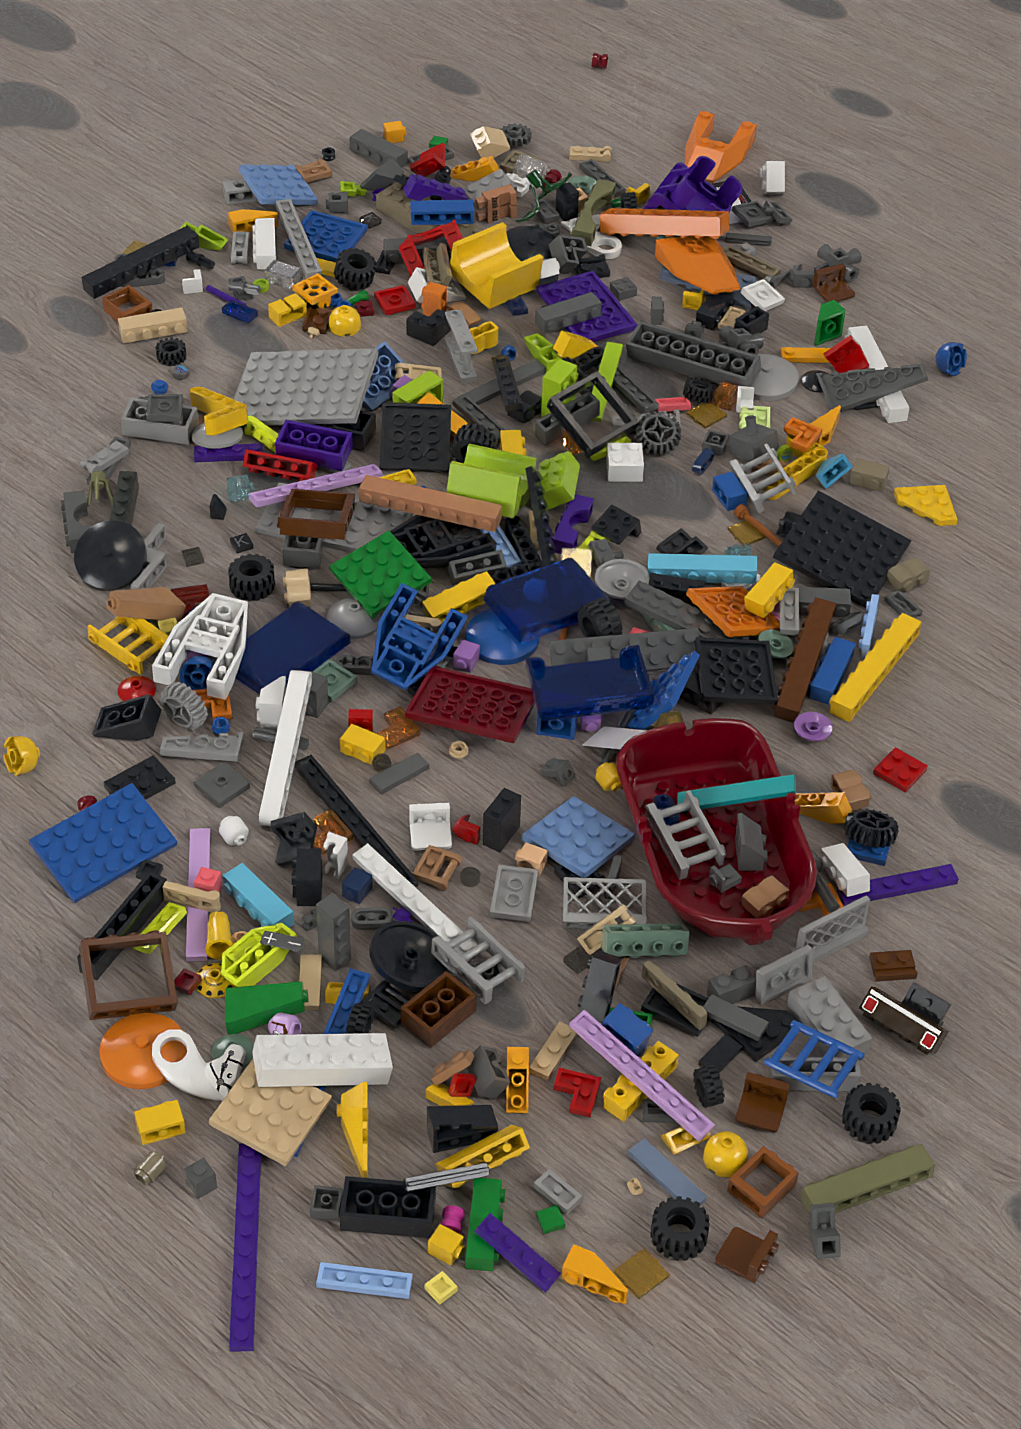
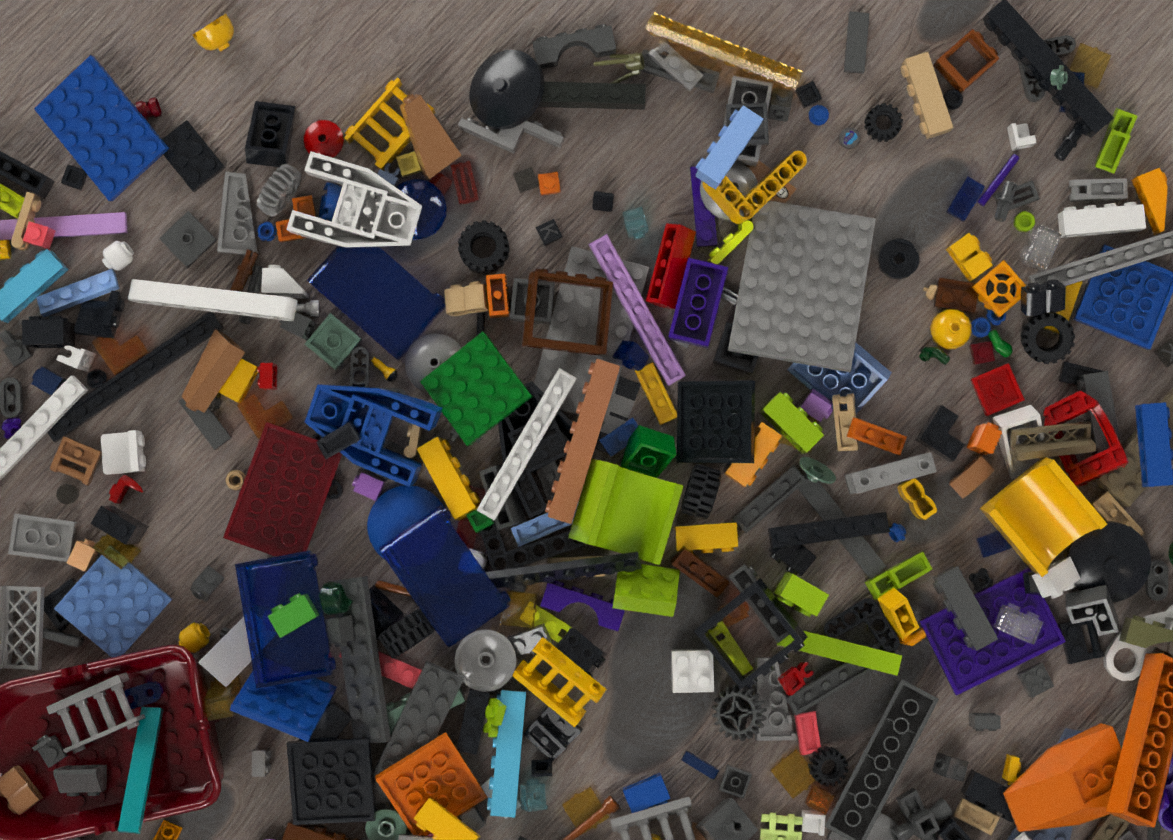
camera: 90 degrees right, 40 degrees up
(97, 431) = (717, 48): none -> clear yellow plate
(101, 366) = (856, 42): none -> dark grey tile
(139, 391) = (808, 94): none -> black tile
(151, 246) = (1058, 77): none -> sand green plate
(185, 405) = (729, 147): none -> light blue brick
(198, 540) = (549, 183): none -> orange plate
(256, 737) = (244, 271): none -> reddish brown pin
(267, 864) = (77, 292): none -> light blue plate
(278, 344) = (892, 249): none -> black plate
(296, 562) = (497, 296): none -> orange brick
(325, 262) = (1043, 298): none -> black brick
(347, 483) = (631, 355): none -> clear blue brick
(351, 751) = (212, 371): none -> medium nougat slope
(353, 847) = (96, 378): none -> black plate
(362, 644) = (389, 373): none -> yellow piece
(363, 331) = (934, 352): none -> dark green arm
(423, 660) = (338, 440): none -> black tile
(430, 357) = (876, 436): none -> orange tile
(432, 540) = (526, 444): none -> white tile
(435, 476) = (648, 451): none -> green slope
(459, 389) = (816, 471): none -> sand green dish
(498, 574) = (479, 520): none -> green tile
(525, 830) = (116, 551): none -> clear yellow piece
(543, 451) = (700, 571): none -> reddish brown plate
(569, 653) = (333, 598): none -> clear green hair
(579, 285) = (1017, 624): none -> clear brick
(585, 673) = (293, 615): none -> bright green brick
(633, 406) = (793, 678): none -> red plate
(653, 539) = (549, 693): none -> yellow fence
(669, 568) = (495, 714): none -> lime plate
(714, 547) = (541, 768): none -> black slope

